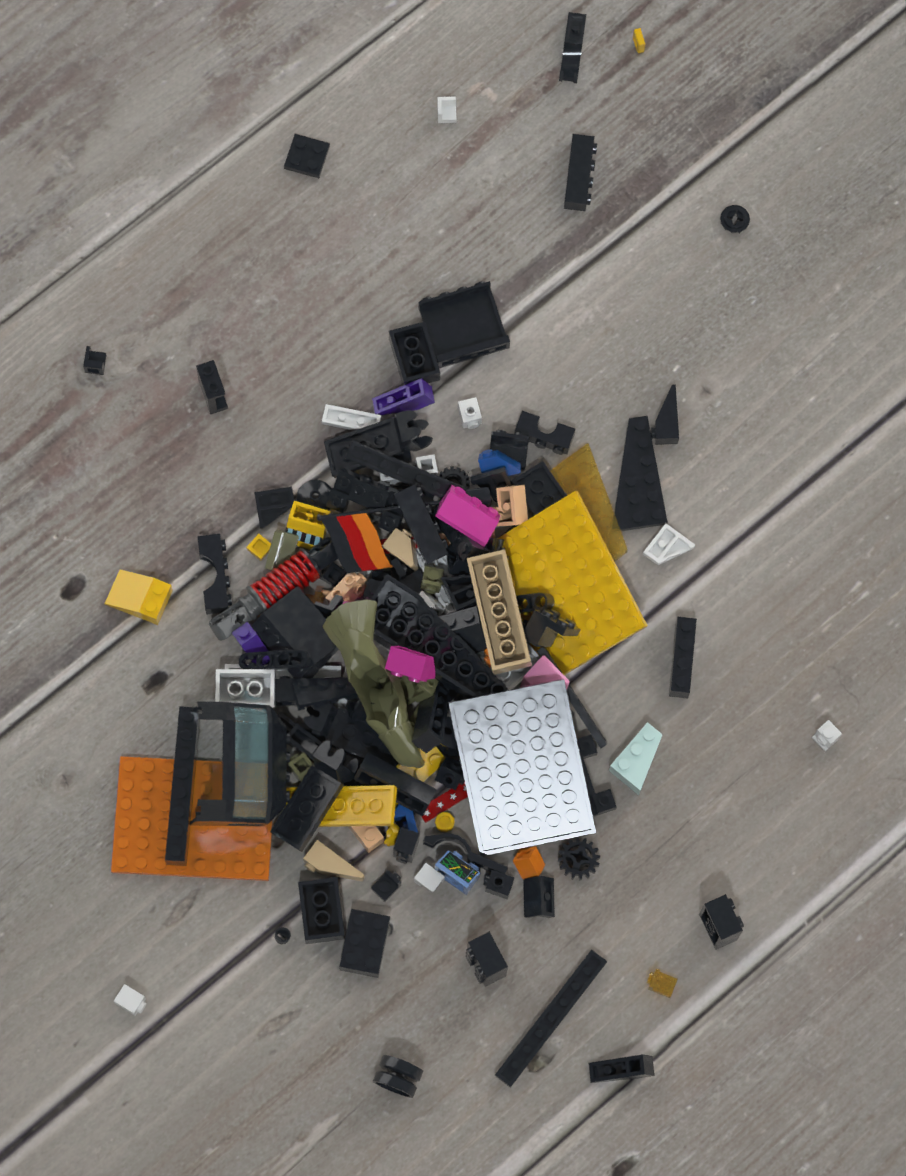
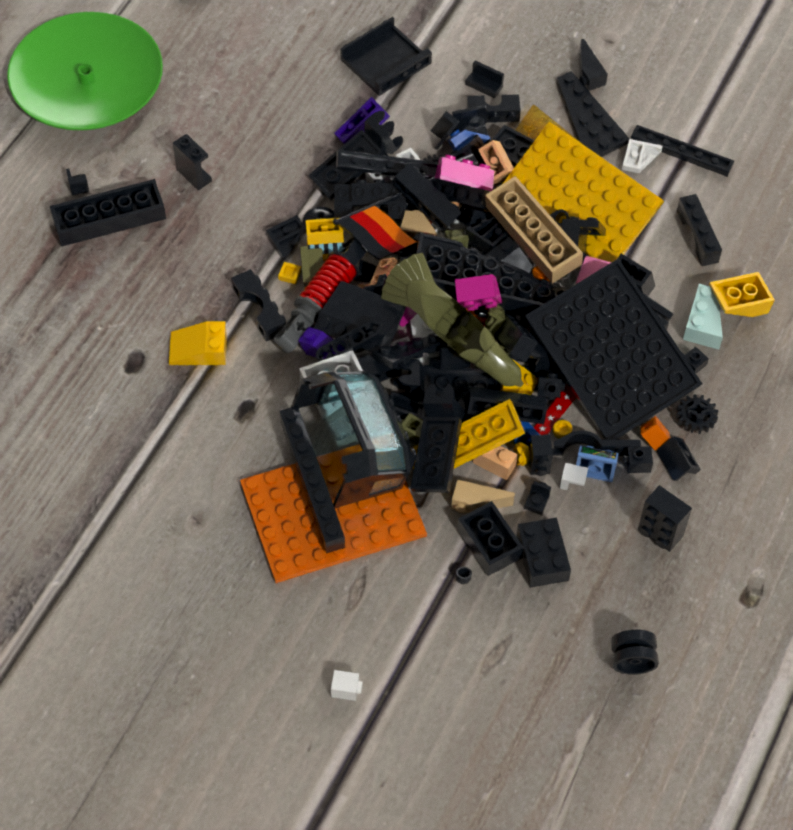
camera: 20 degrees left, 15 degrees down
(109, 412) = (108, 212): none -> black brick
(142, 196) = (85, 71): none -> bright green dish
(348, 418) = (318, 152): white plate -> none
(414, 354) = (354, 85): black brick -> none
(469, 413) = (423, 115): white brick -> none
(482, 441) = (444, 127): none -> black panel
(550, 1018) = (744, 555): black plate -> none
(552, 394) = (485, 79): none -> black panel
(586, 690) = (641, 276): none -> black brick
(683, 751) = (743, 295): none -> yellow slope
(716, 555) = (684, 151): none -> black tile

